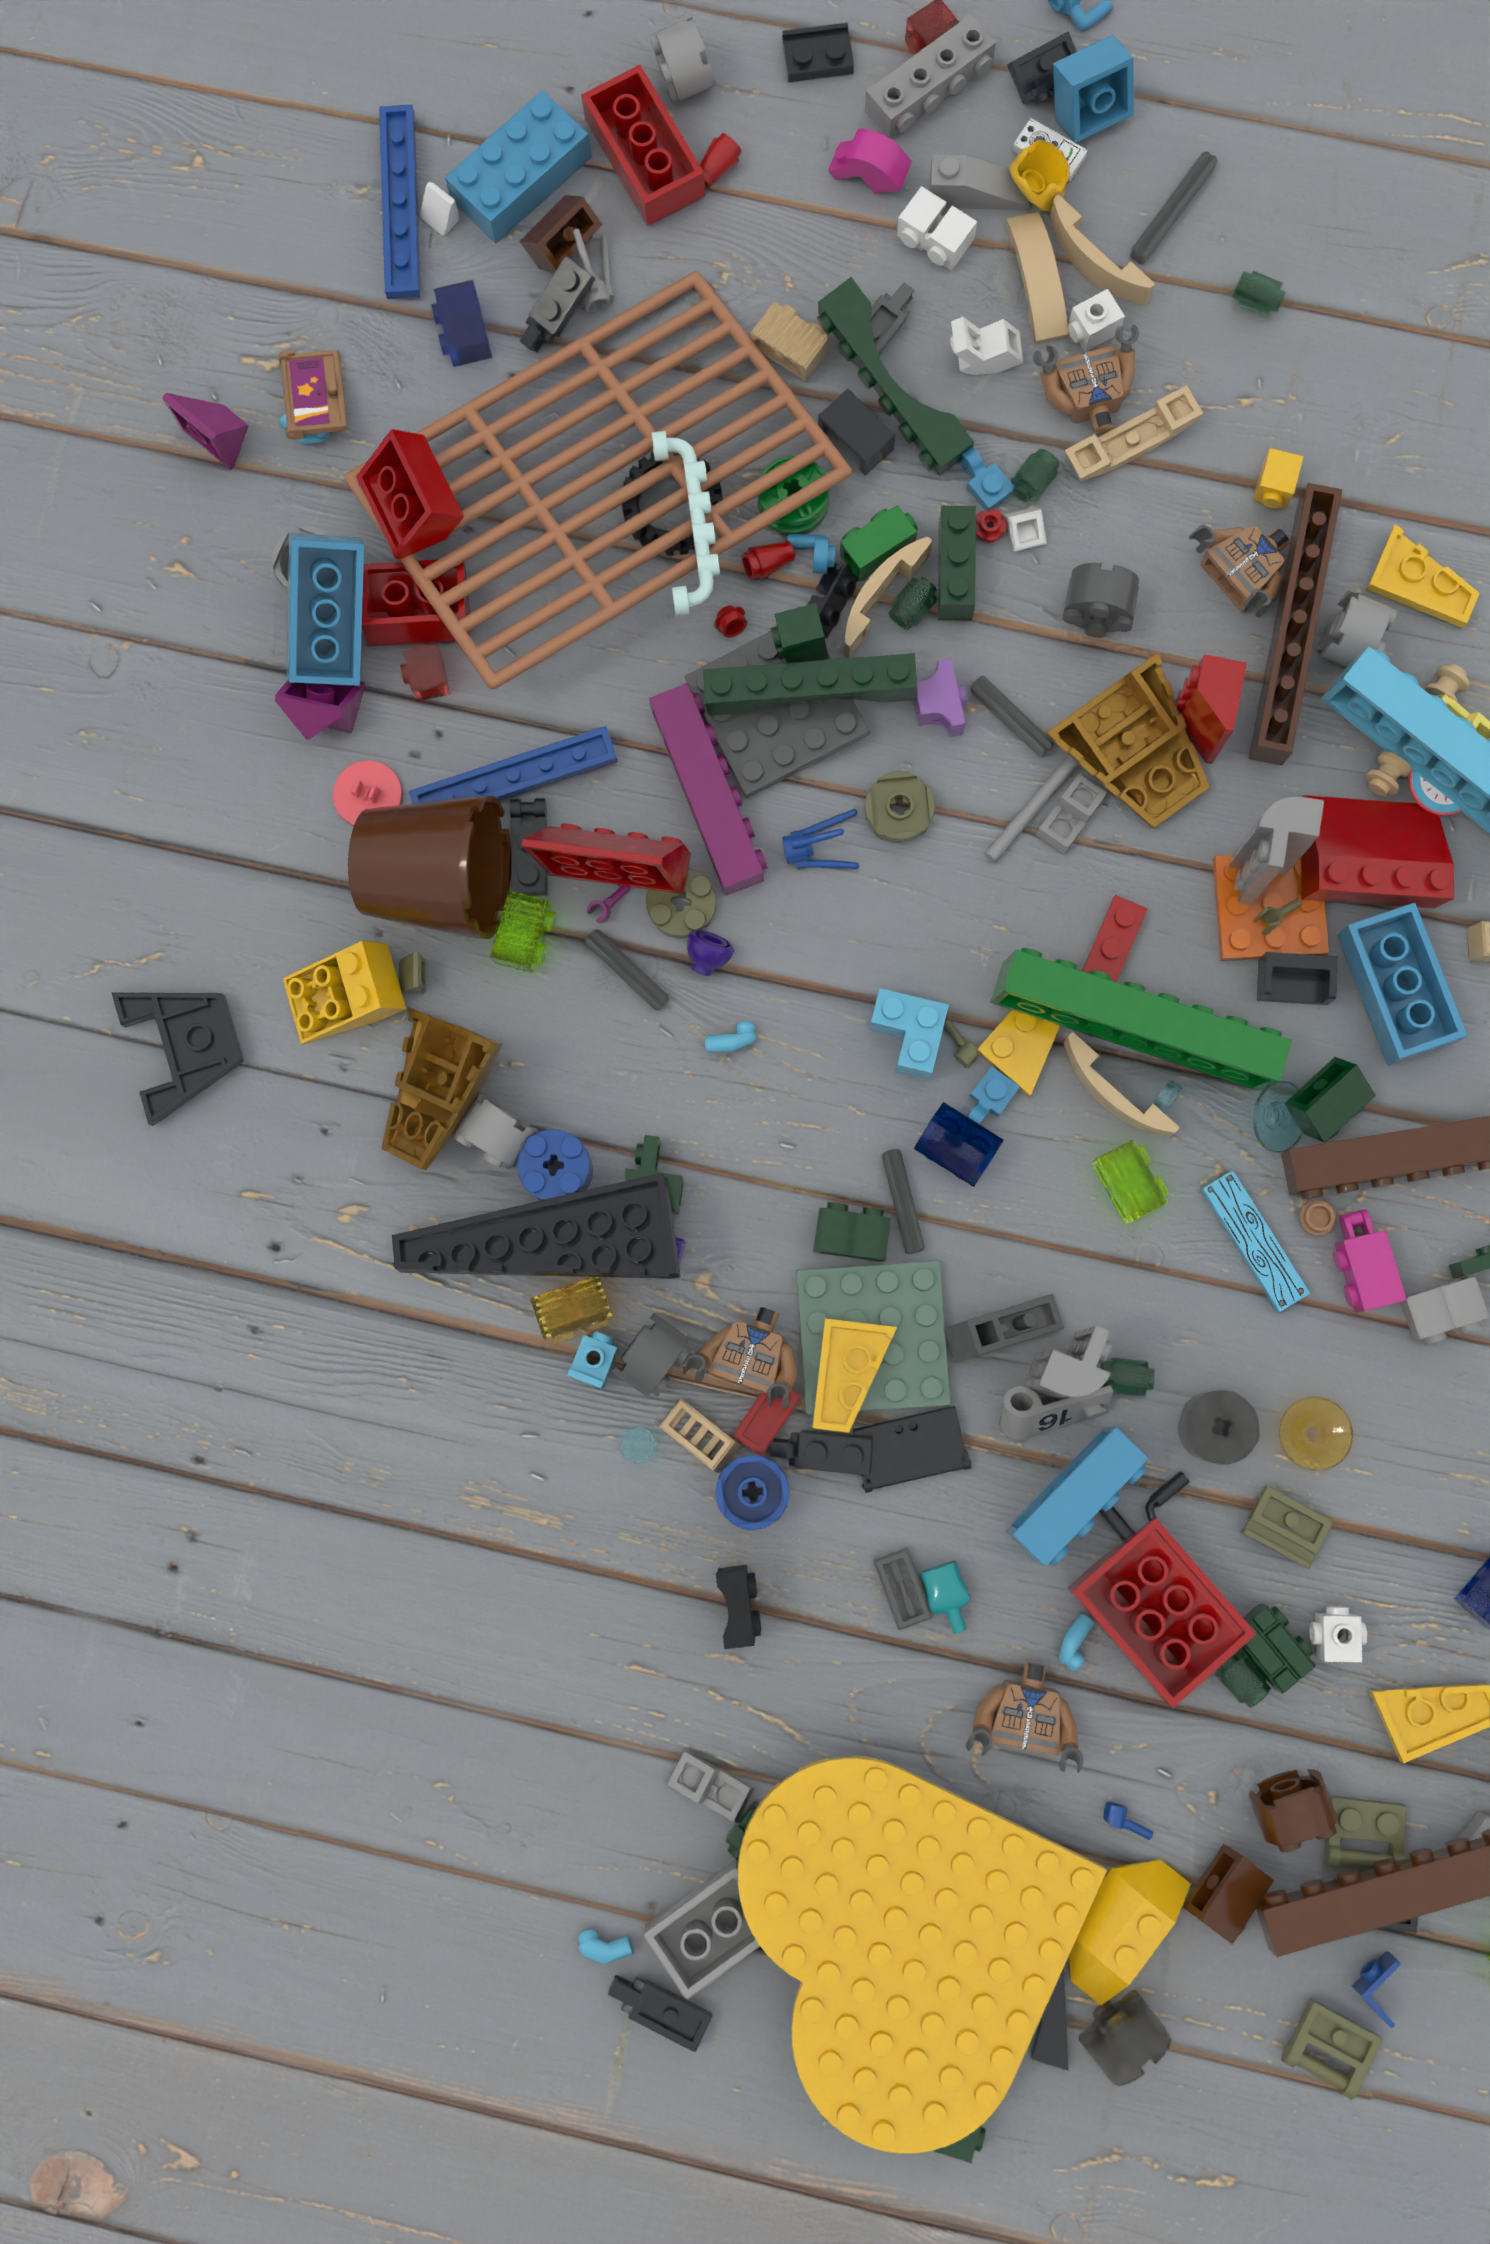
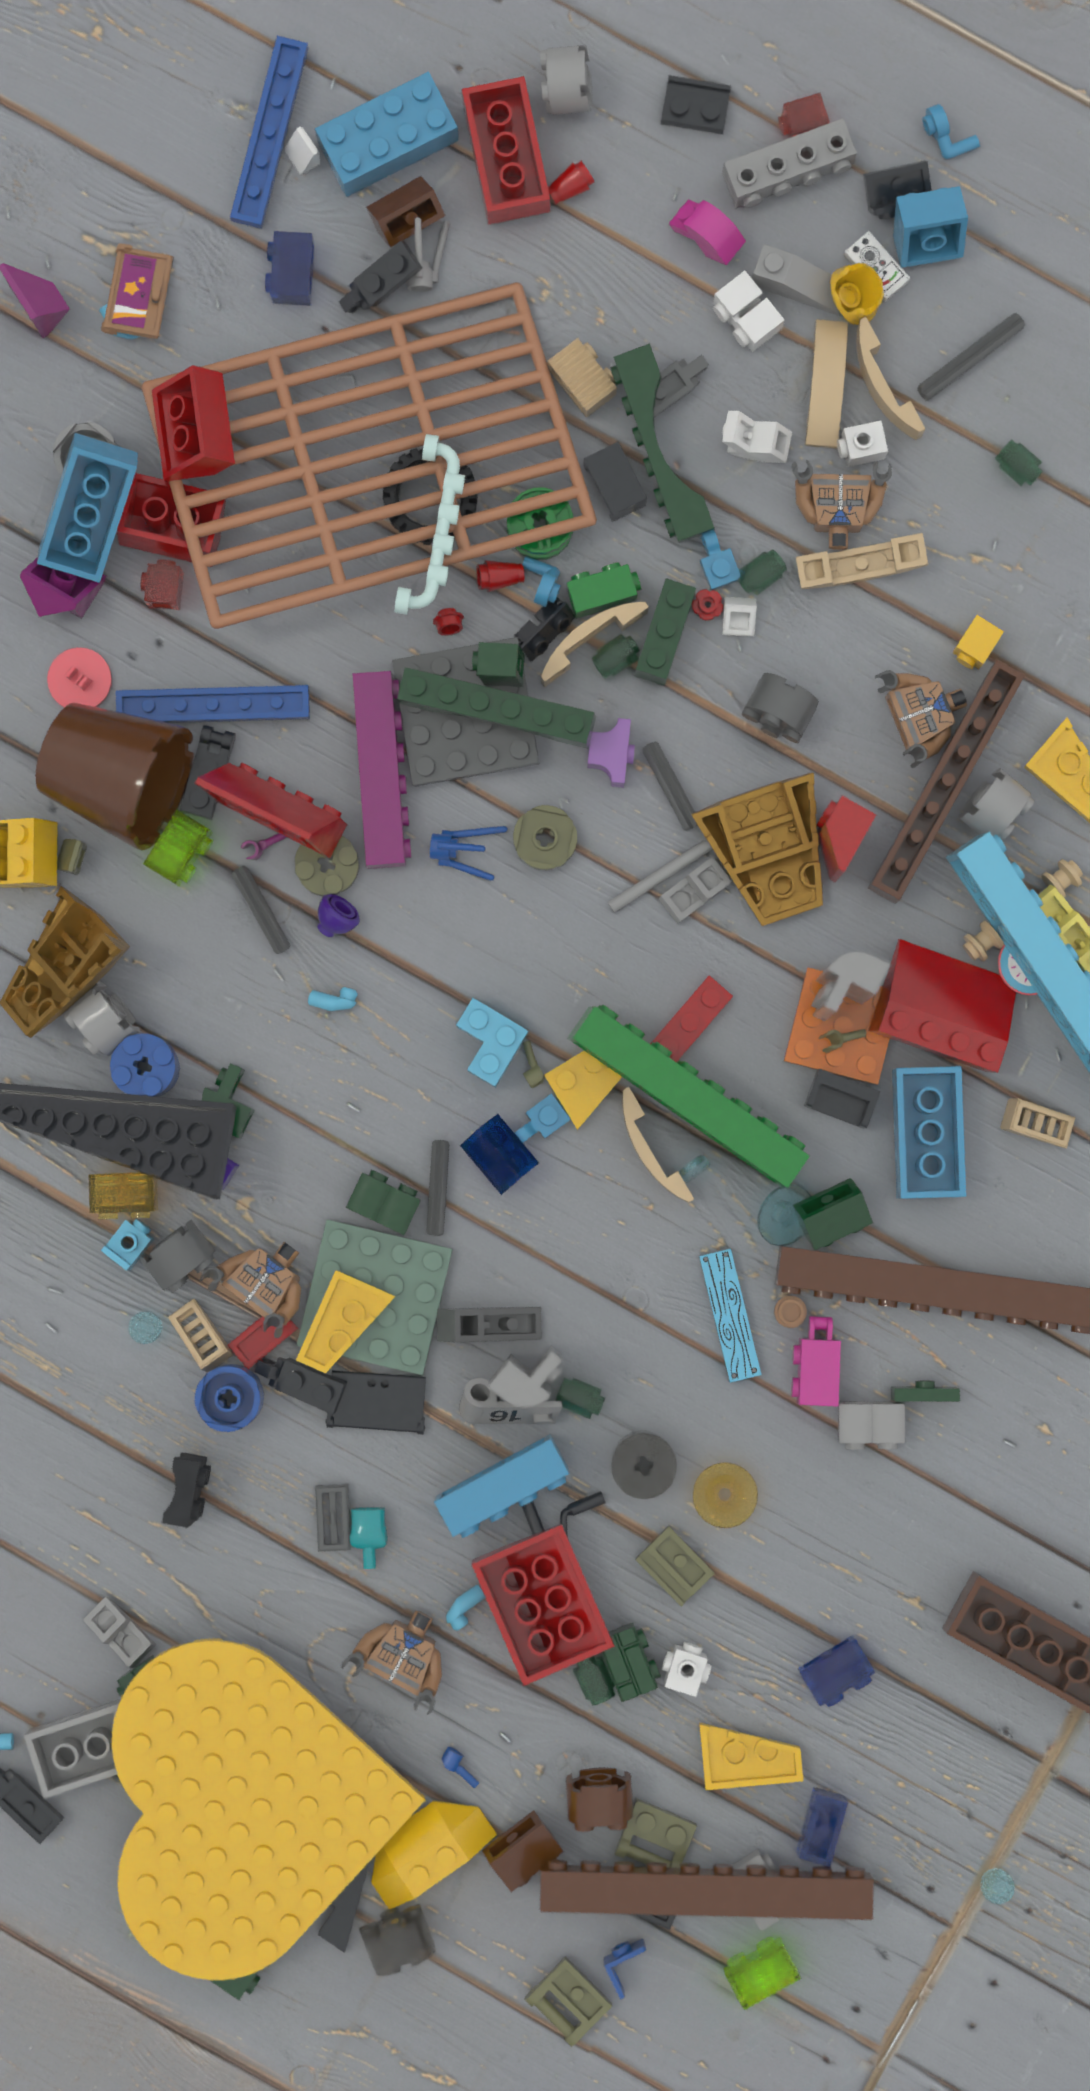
camera: 10 degrees right, 5 degrees up
(1130, 1181) = (638, 1231): clear neon green brick -> none

